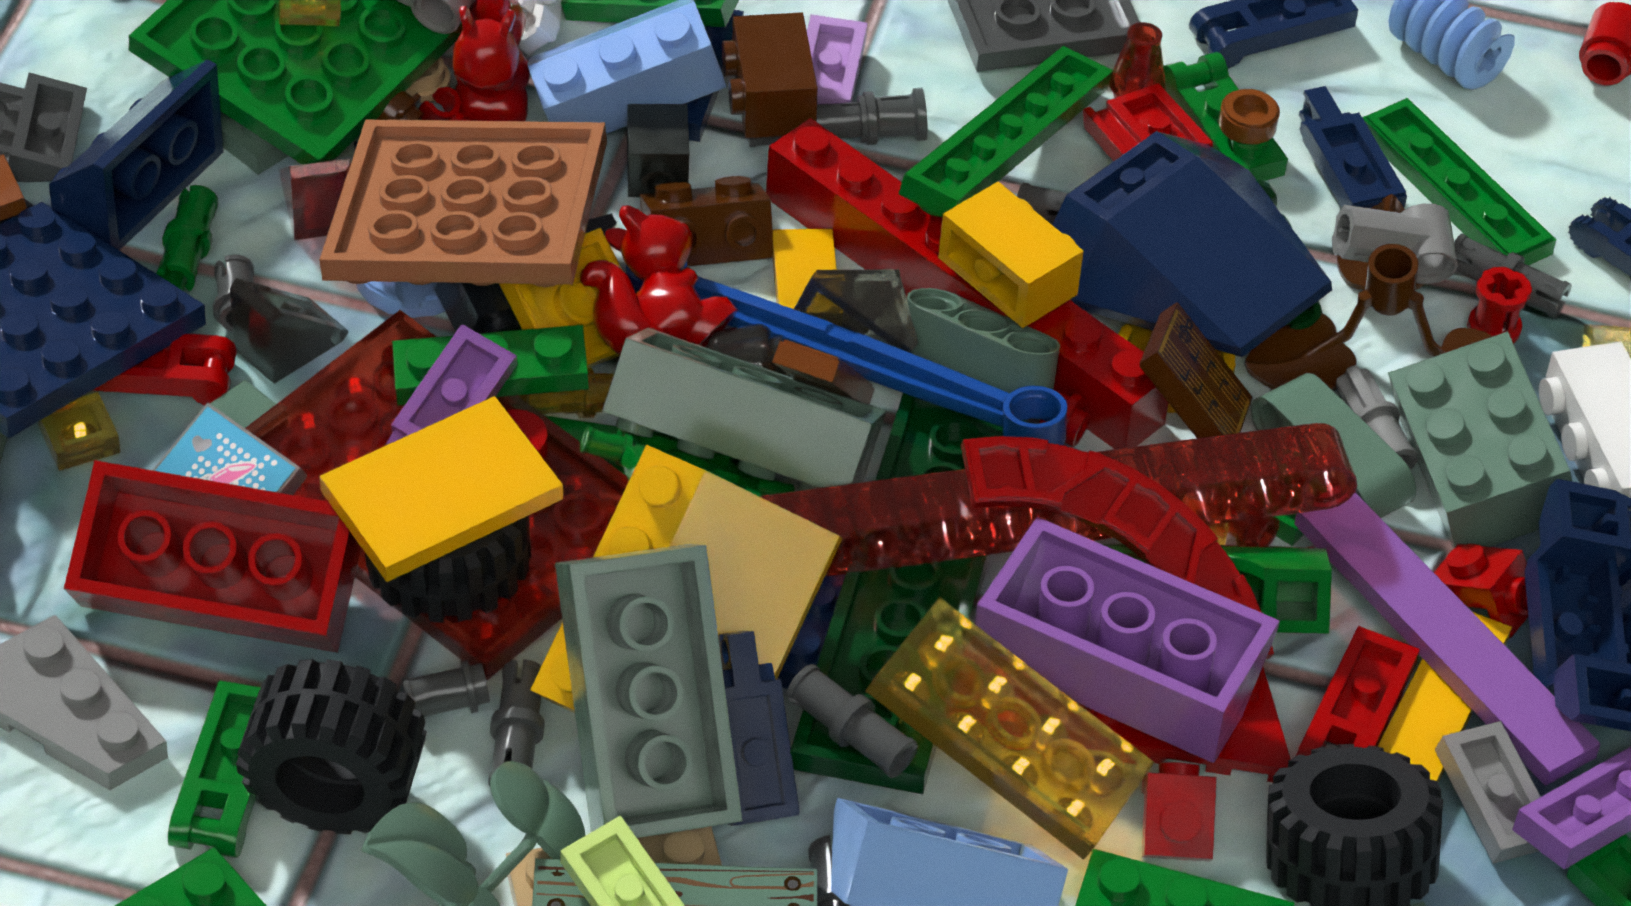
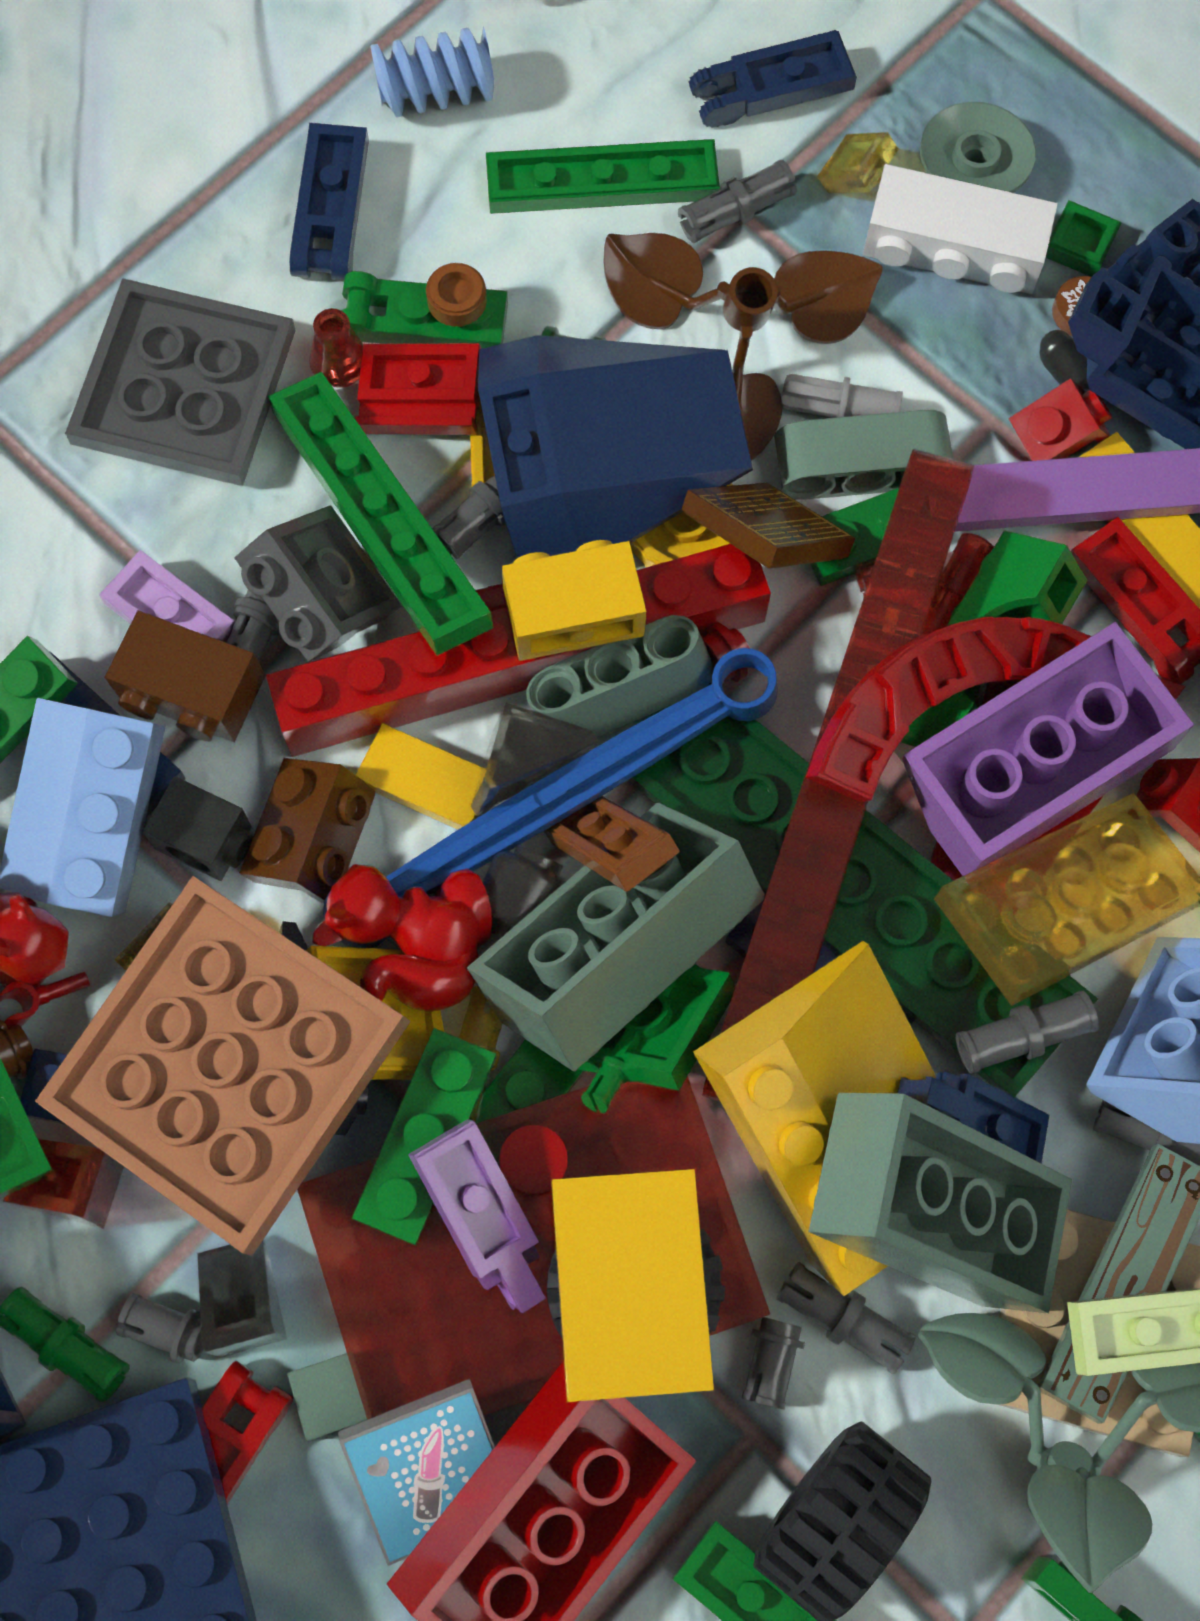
camera: 60 degrees left, 25 degrees up
(80, 432) = (275, 1571): clear yellow plate -> none
(907, 106) = (316, 582): none -> dark grey plate
(1346, 152) = (531, 241): dark blue hinge -> none
(1421, 228) = (674, 260): light grey piece -> none
(1480, 440) = (939, 336): sand green brick -> none
(1503, 305) = (775, 228): red bush -> none

